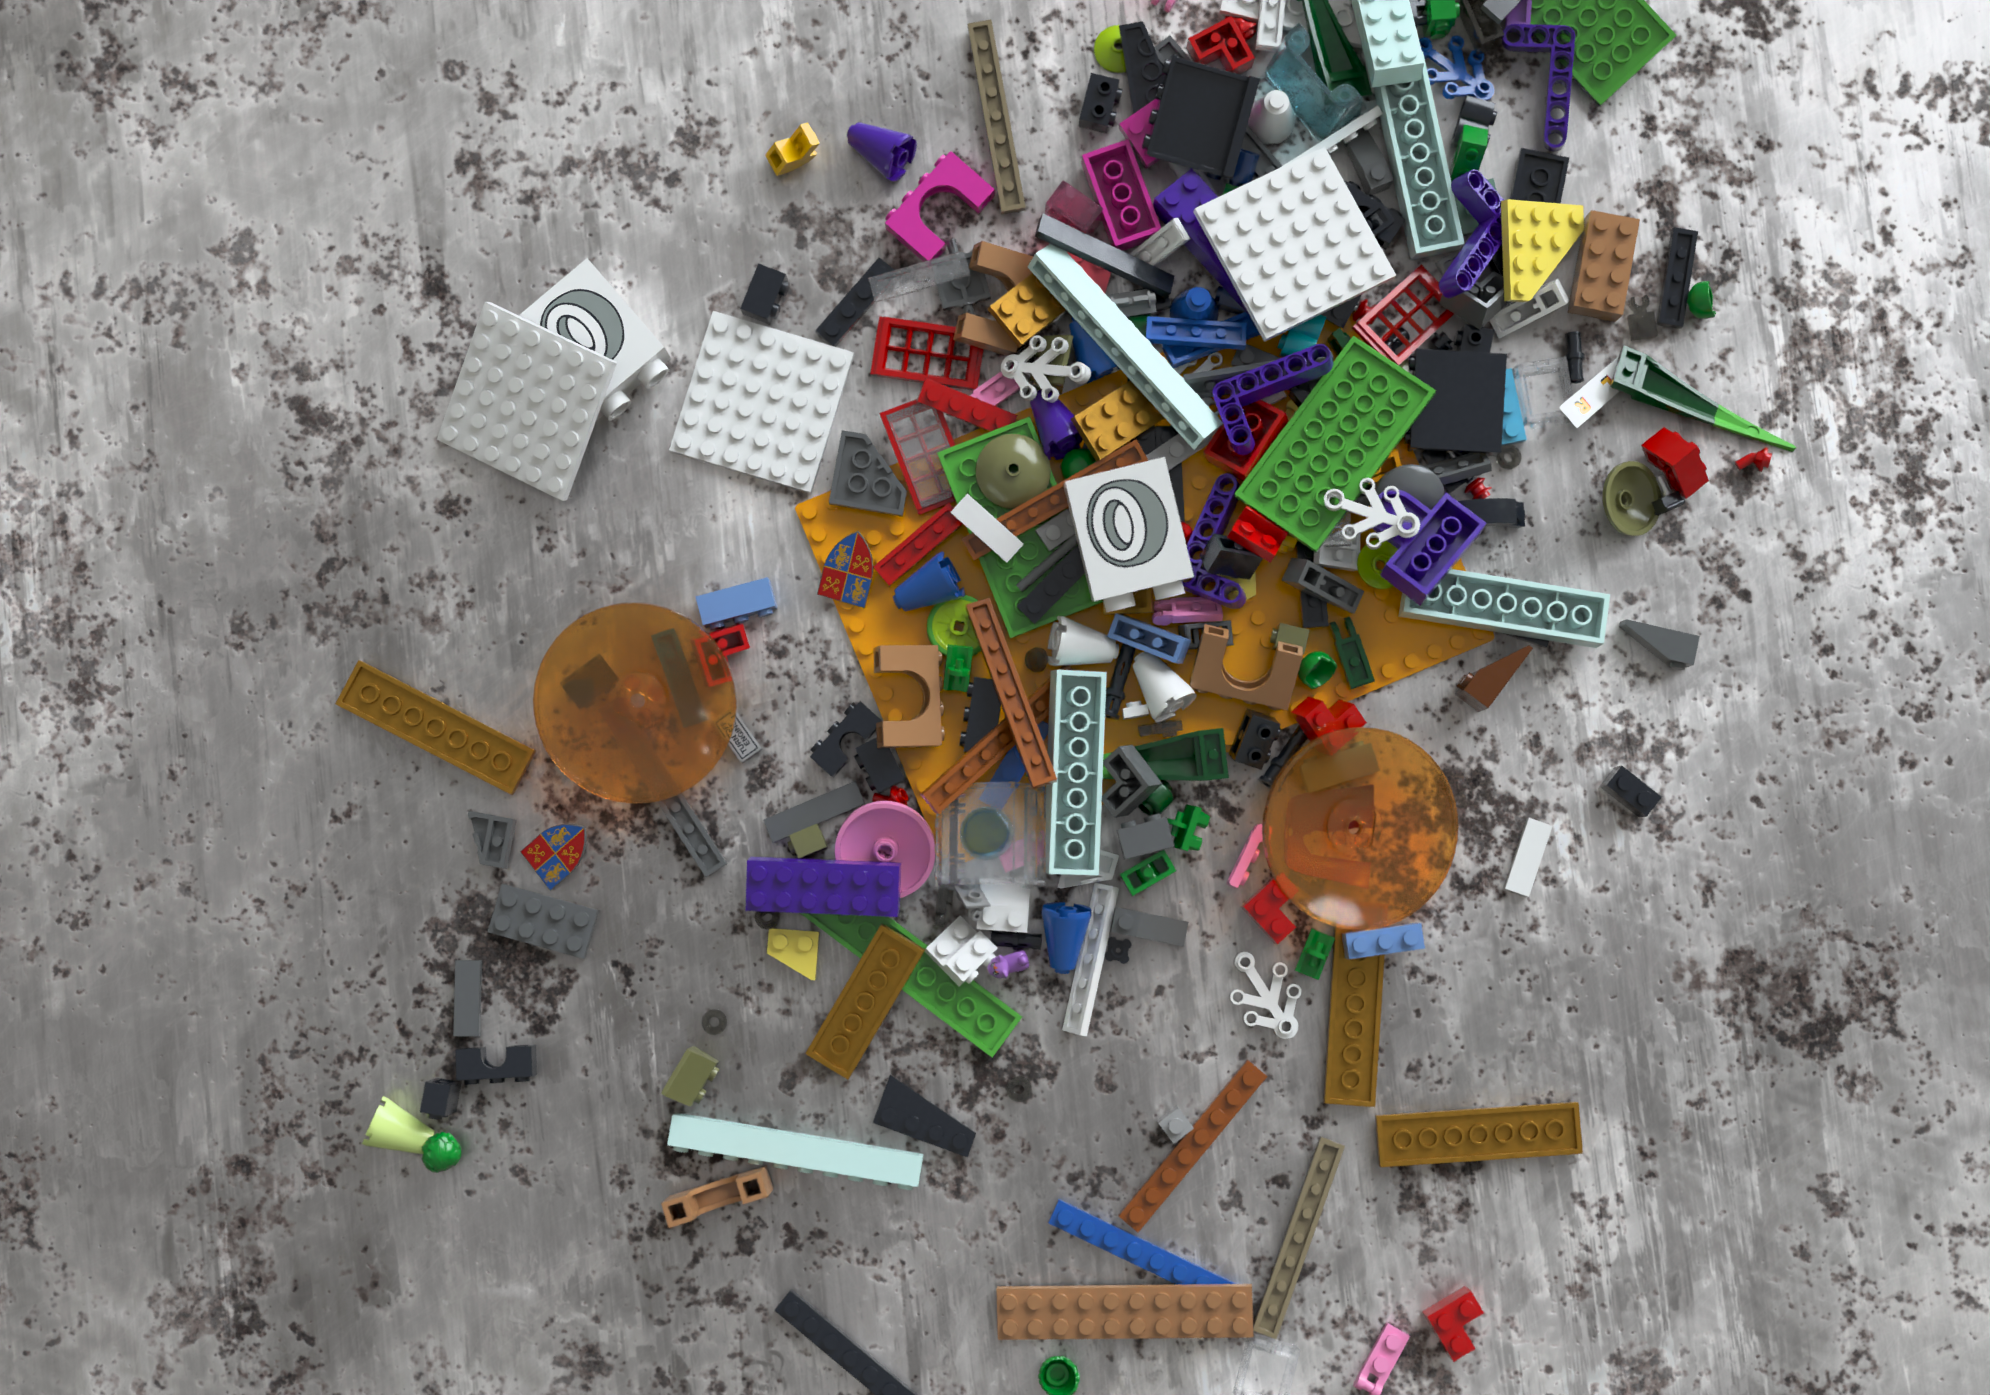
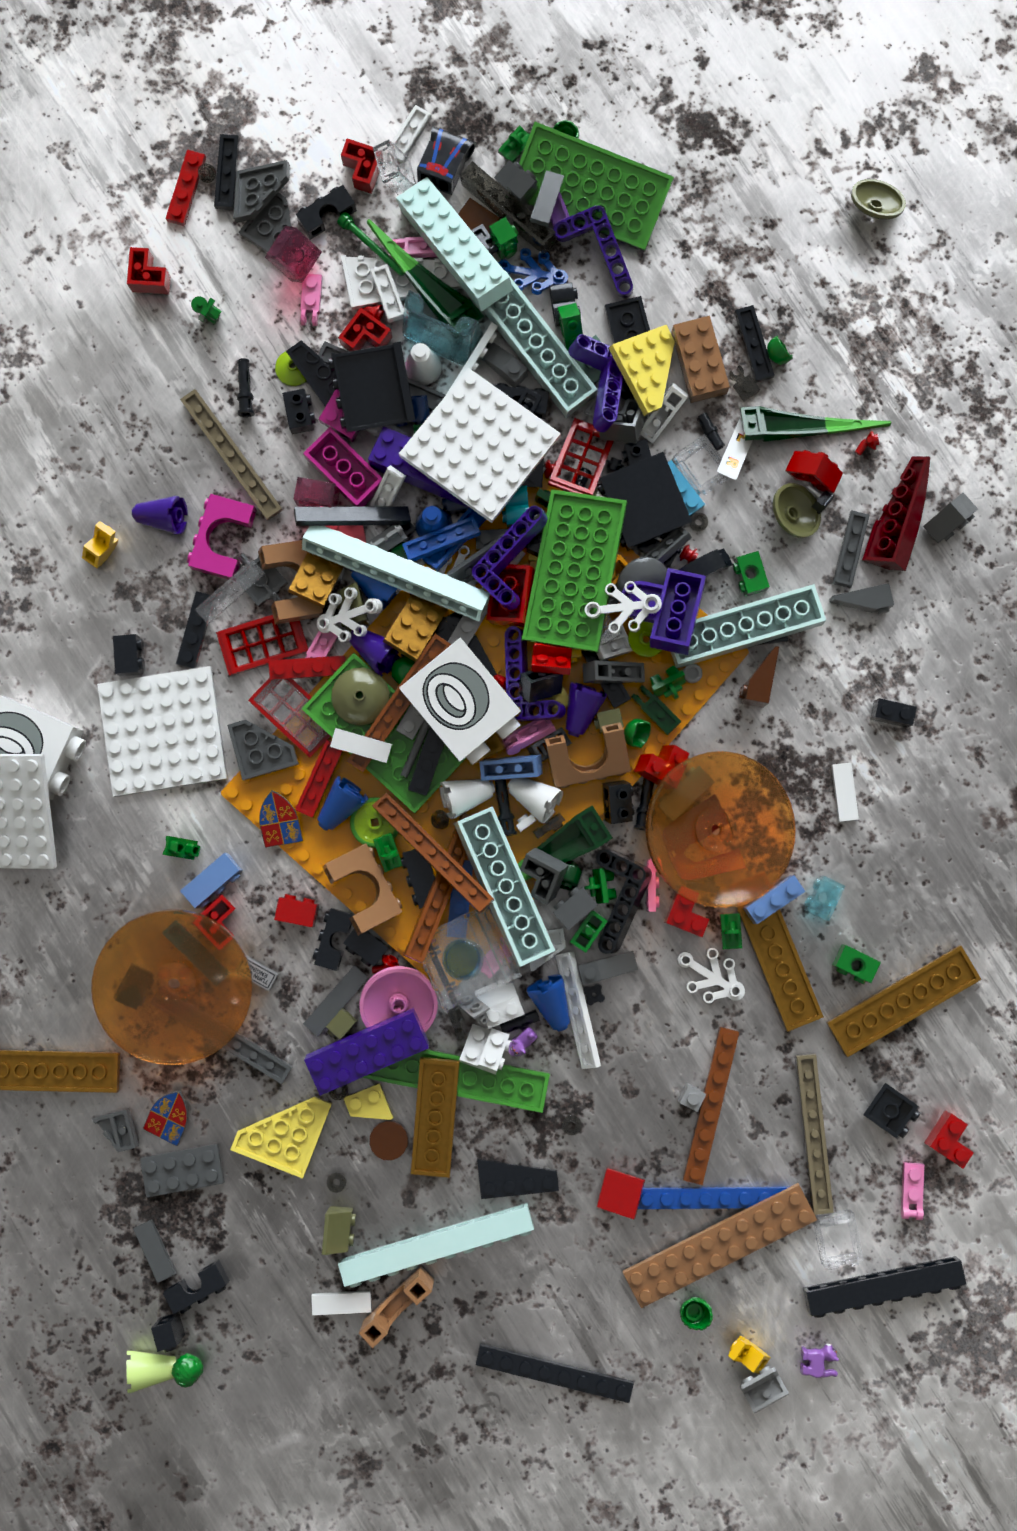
camera: 25 degrees left, 0 degrees up
(653, 1163) = (341, 1303): none -> white tile
(680, 941) = (286, 1137): none -> light yellow plate
(720, 548) = (181, 848): none -> green hips
(798, 1003) = (388, 1140): none -> reddish brown tile
(818, 686) = (296, 911): none -> red brick
(1038, 1195) = (621, 1193): none -> red tile
(1045, 56) = (244, 396): none -> black pin
(1207, 855) = (624, 897): none -> black beam
(1266, 609) = (582, 707): none -> dark purple cone
(1381, 632) = (670, 685): none -> green hips
(1402, 1256) = (892, 1111): none -> black plate
(1415, 631) = (692, 673): none -> light grey tile
(1456, 1072) = (867, 968): none -> green brick
(1457, 963) = (833, 891): none -> clear light blue brick
(1550, 536) = (753, 563): none -> green brick
(1674, 575) = (850, 549): none -> dark grey tile
(1741, 577) = (898, 526): none -> dark red wedge
(1816, 593) = (954, 515): none -> dark grey brick
(1908, 175) = (878, 199): none -> olive dish

